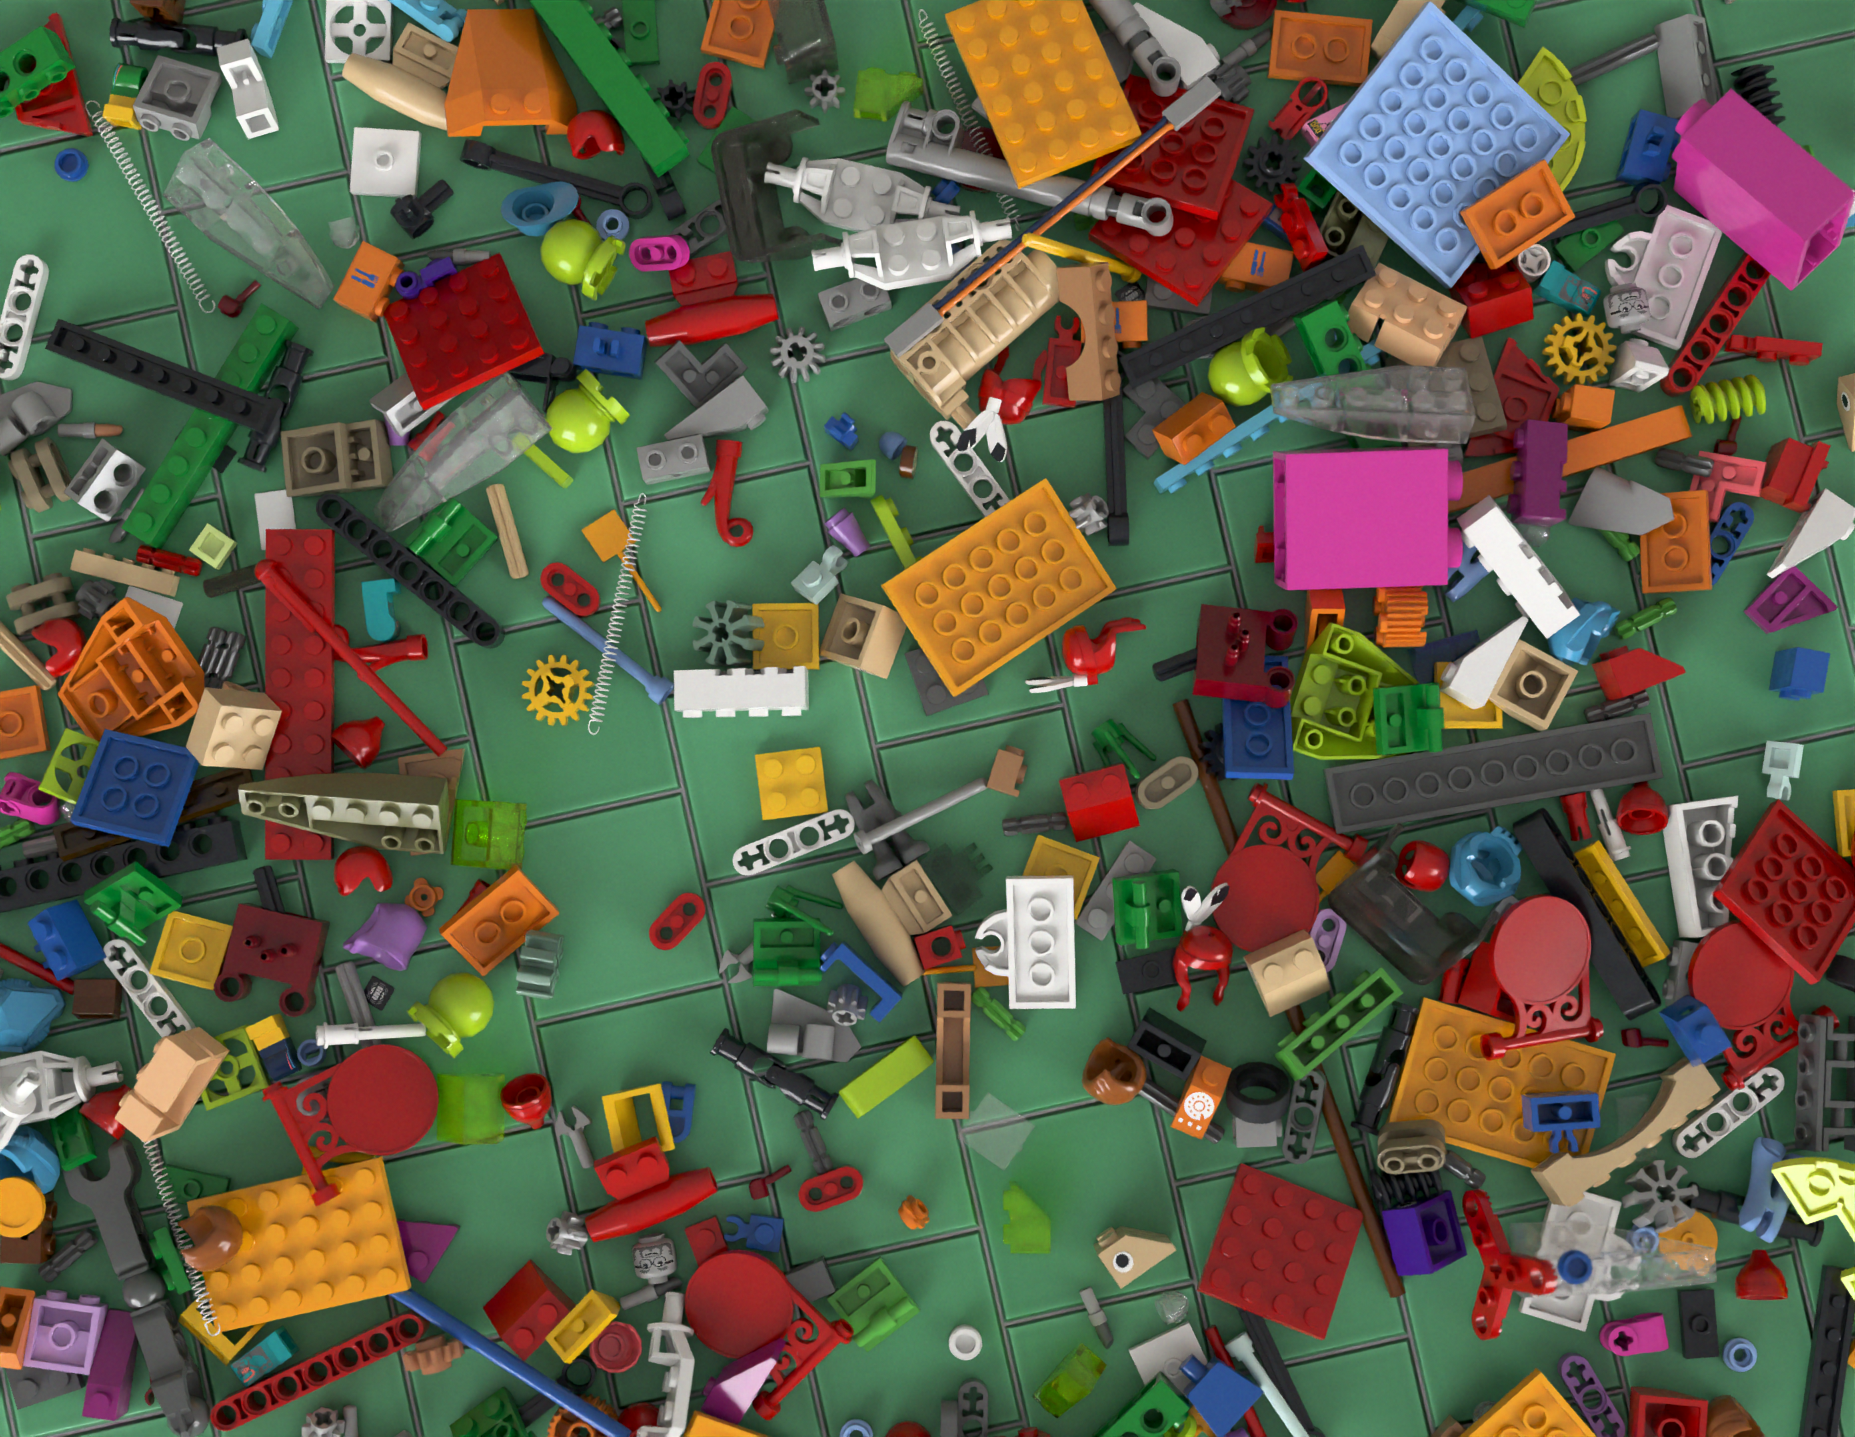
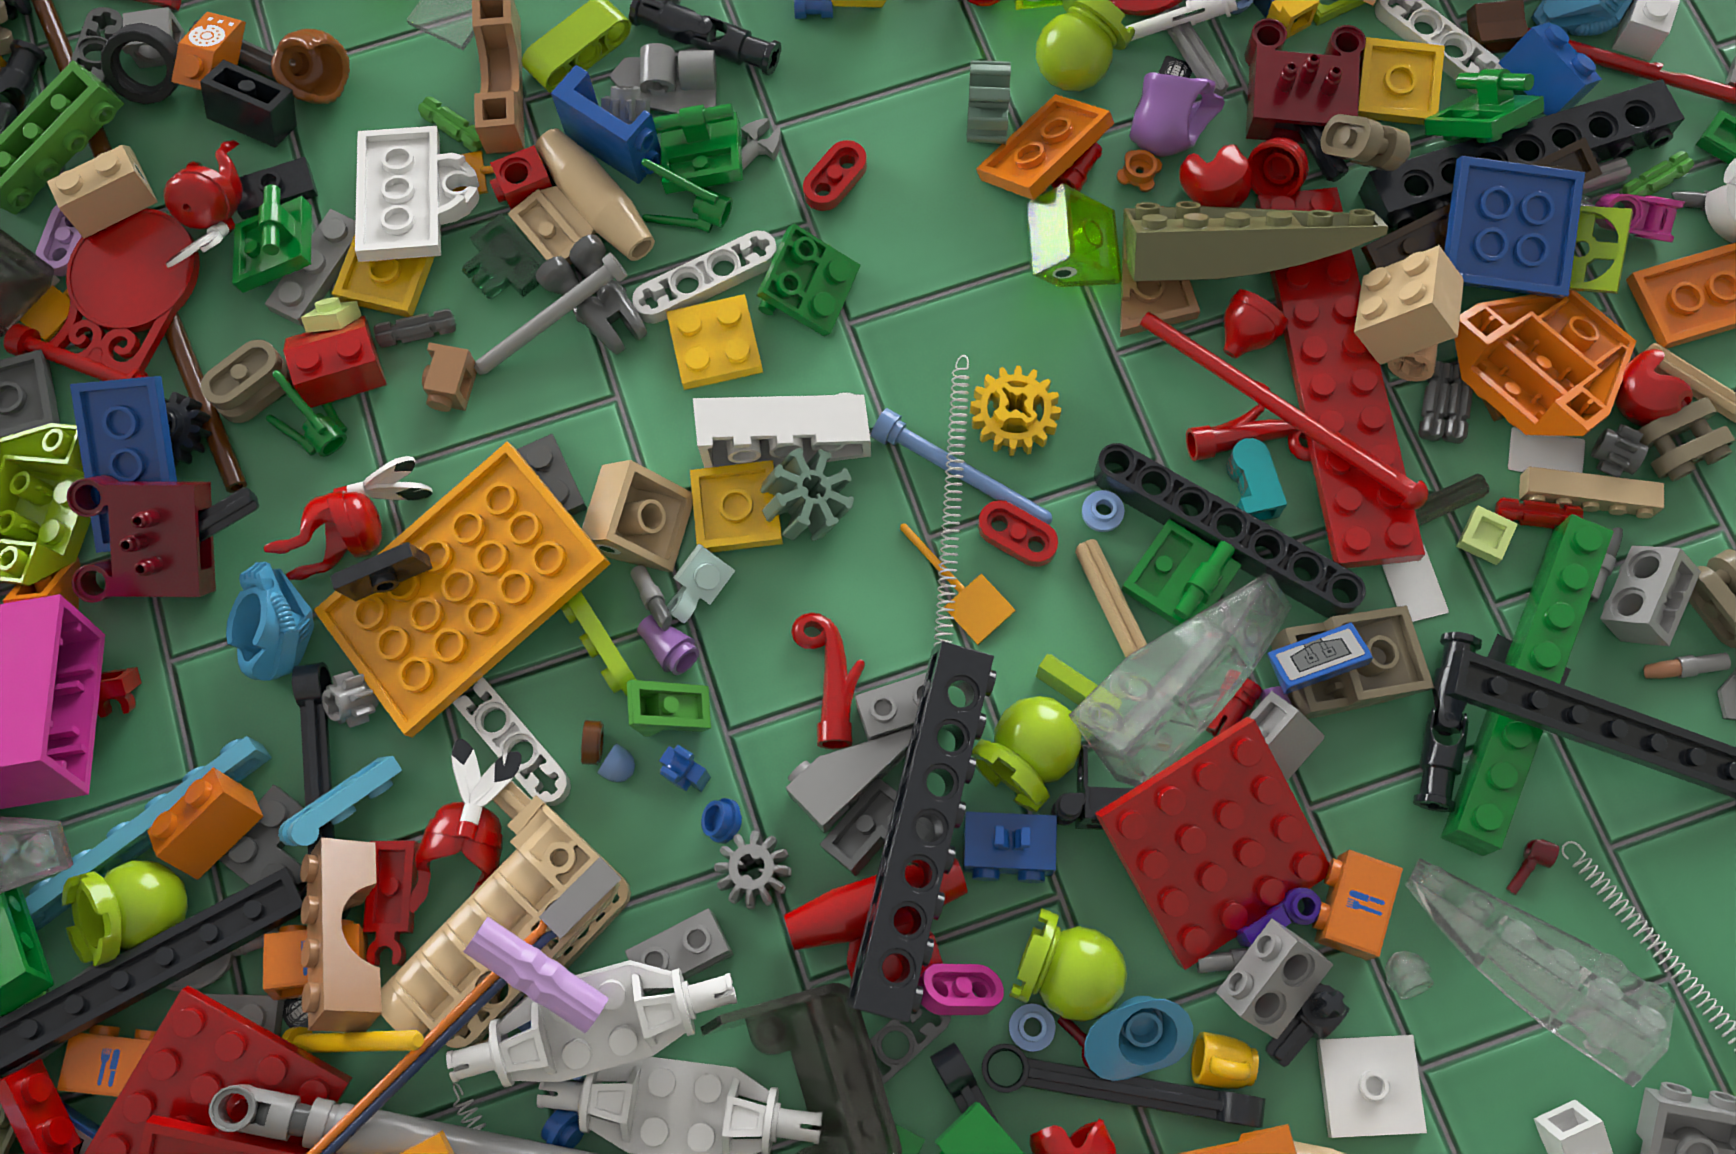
camera: 175 degrees right, 15 degrees down
(237, 877) = (1365, 142): none -> dark tan brick
(309, 878) = (1278, 167): none -> red helmet
(361, 454) = (1319, 658): none -> slope
(438, 233) = (1274, 979): none -> light grey brick
(483, 187) = (1223, 1061): none -> yellow piece
(512, 603) = (1100, 522): none -> light blue plate
(662, 405) = (869, 988): none -> black brick
(709, 822) = (807, 280): none -> green plate
(817, 393) = (721, 820): none -> blue plate
(856, 569) = (651, 597): none -> piece
(944, 275) = (536, 975): none -> lavender axle
(1055, 599) = (381, 572): none -> black plate
(1094, 432) = (338, 803): none -> medium azure plate
(1100, 836) = (331, 315): none -> yellowish green plate
(1148, 575) = (268, 624): none -> dark azure helmet

